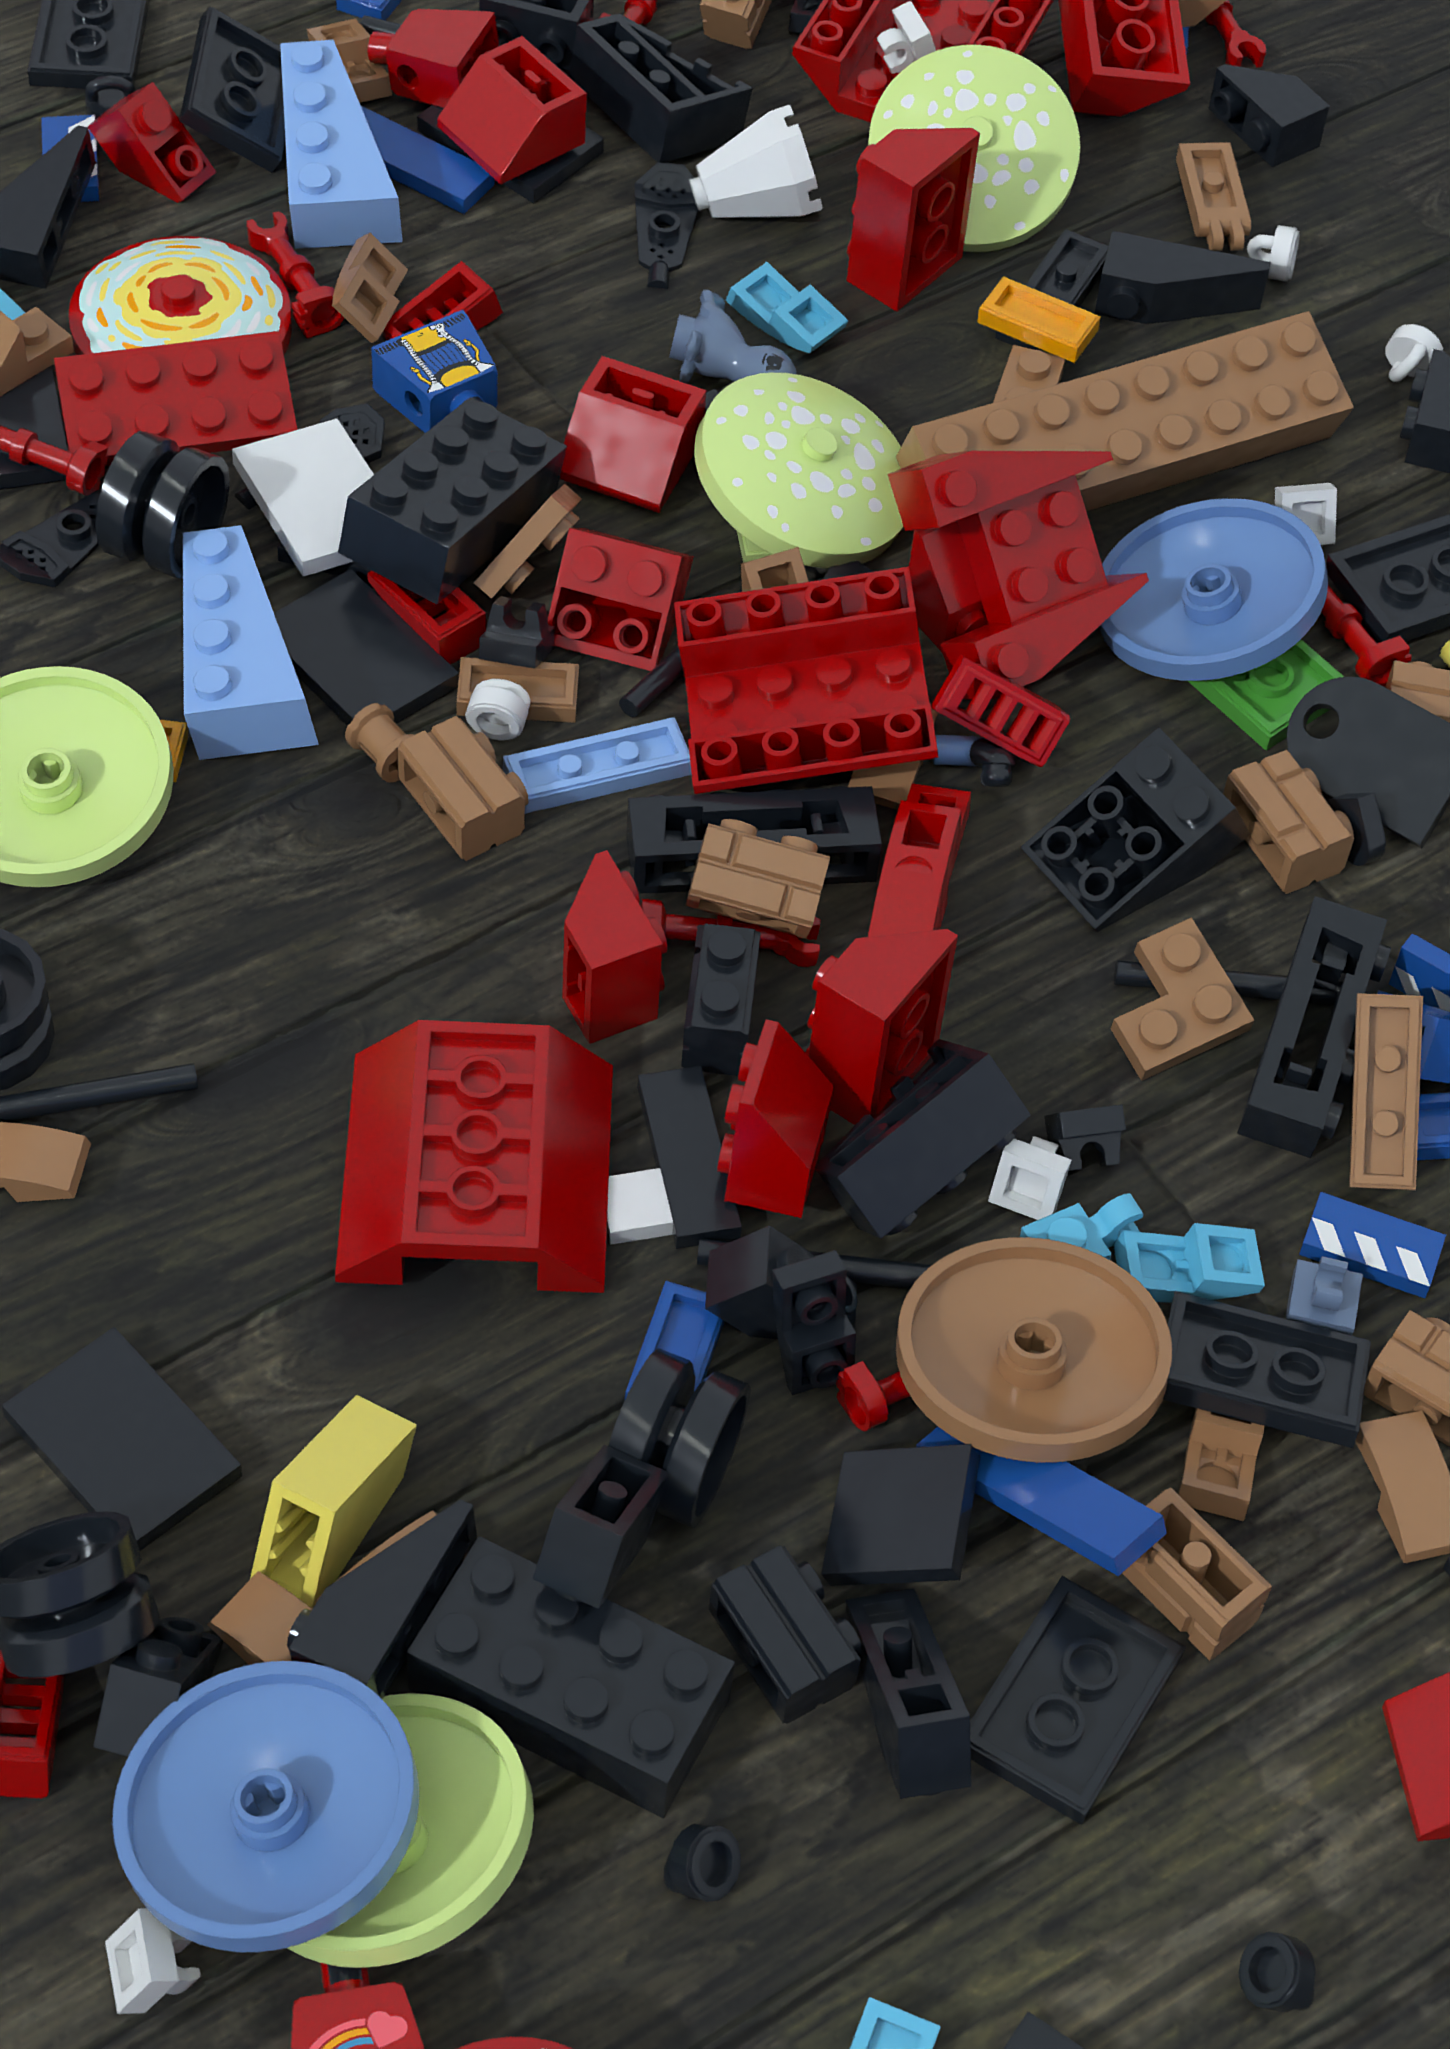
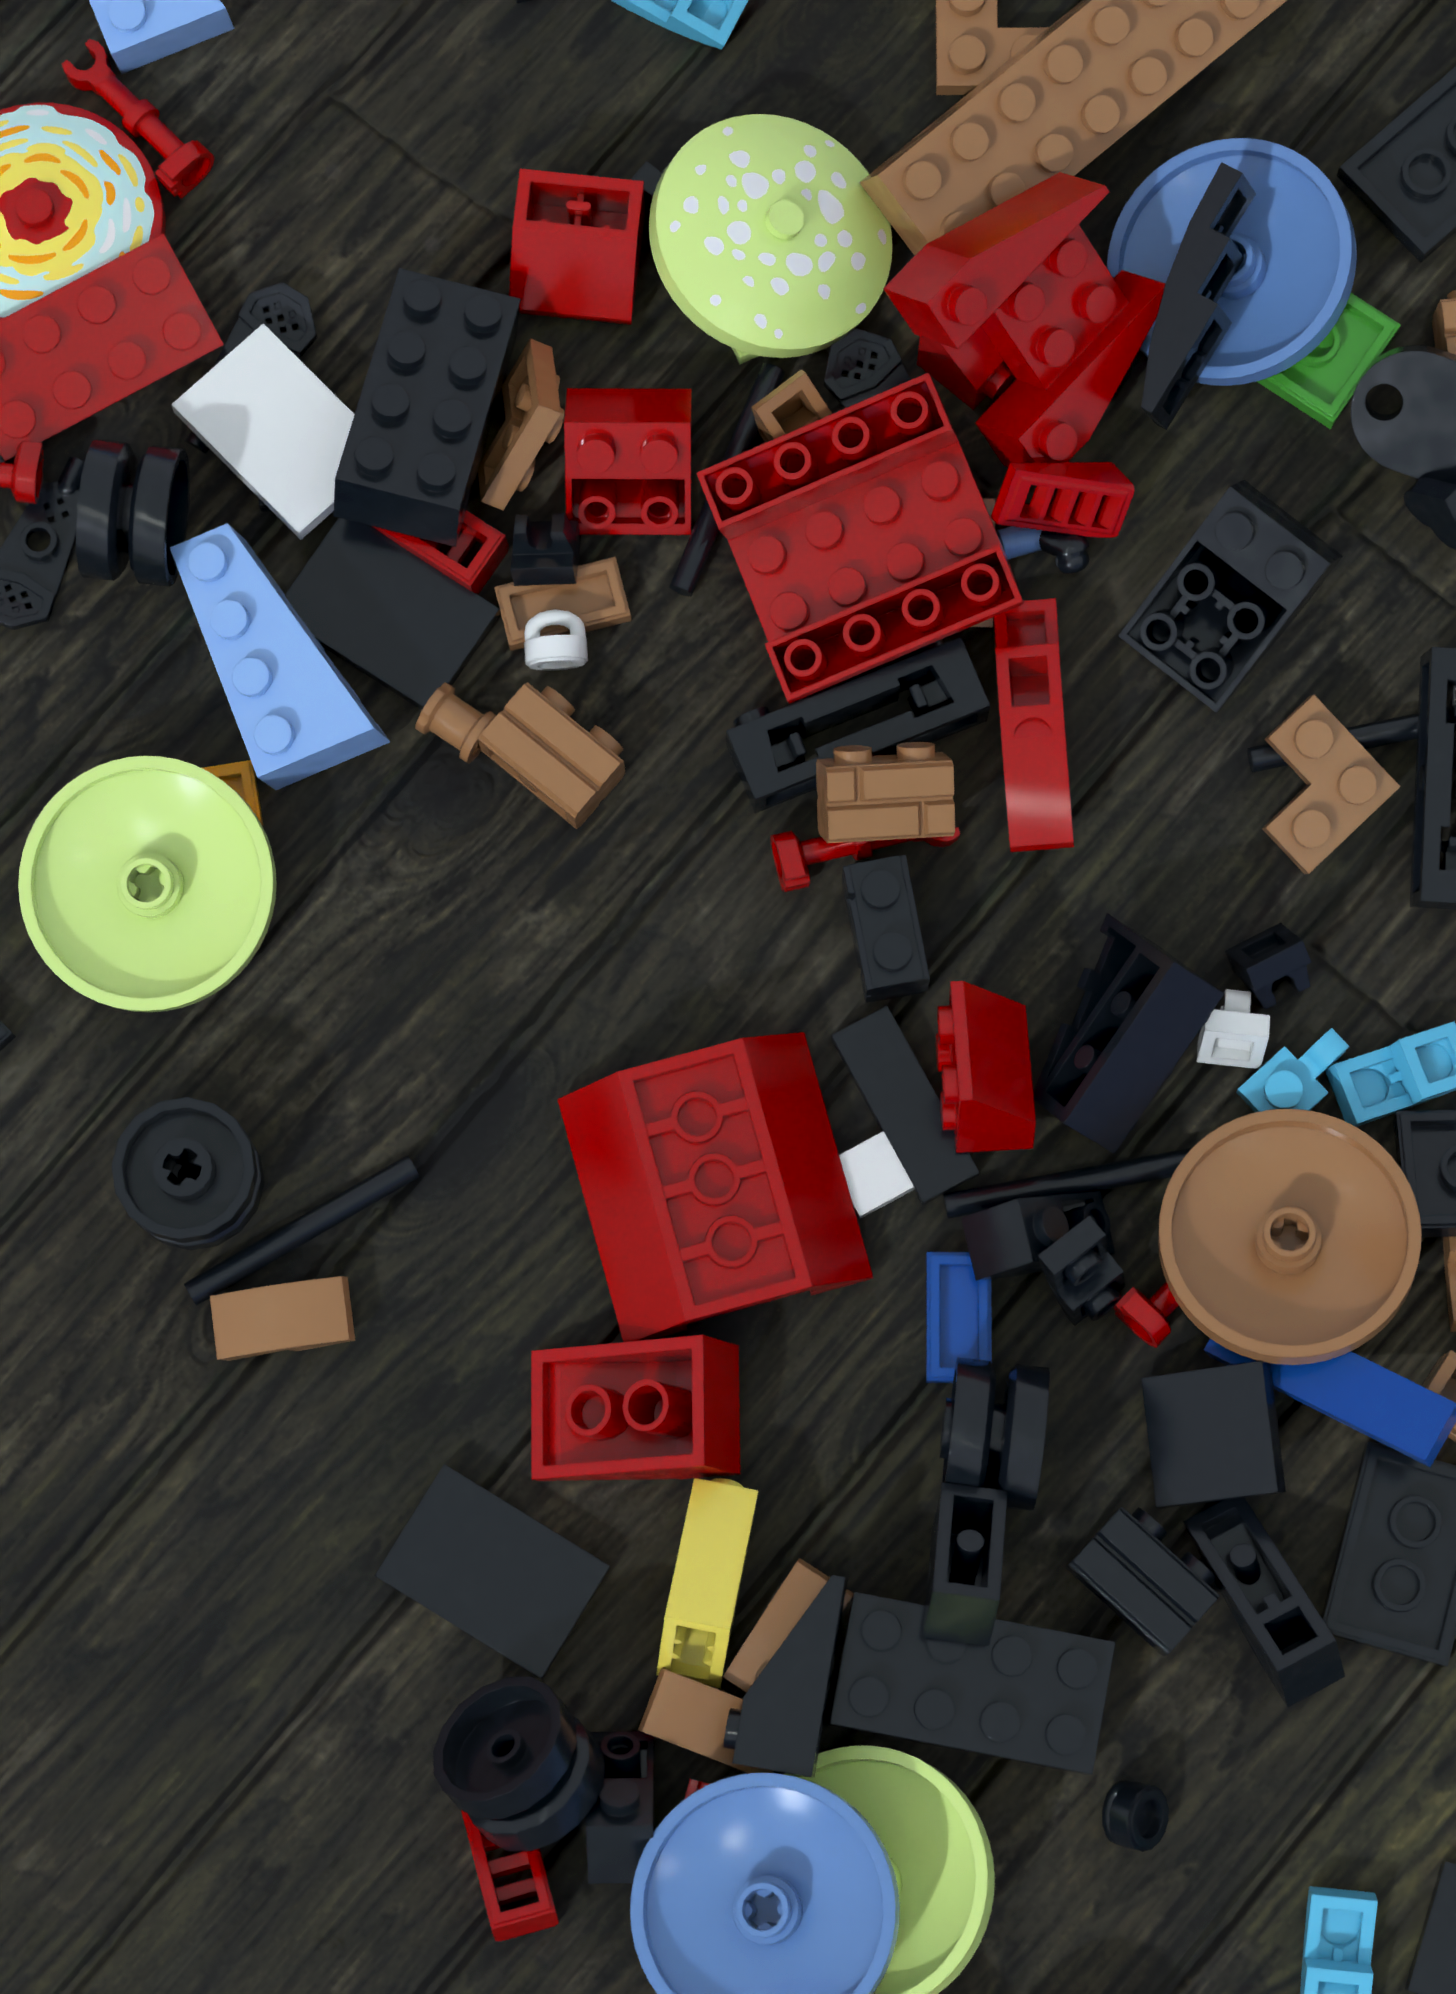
camera: 10 degrees left, 25 degrees up
(327, 1330) = (636, 1410): none -> red slope
(368, 286) = (224, 124): medium nougat slope -> none
(434, 370) = (347, 222): blue torso -> none
(454, 291) = (344, 124): red slope -> none
(601, 764) = (674, 671): light blue tile -> none
(611, 954) = (769, 927): red slope -> none
(717, 348) = (626, 90): sand blue animal -> none
(879, 1015) = (1045, 940): red slope -> none
(1161, 599) = (1188, 317): none -> black slope
(1290, 821) = (1377, 528): medium nougat brick -> none
(1313, 505) = (1303, 114): white tile -> none
(1374, 659) = (1419, 288): red piece -> none

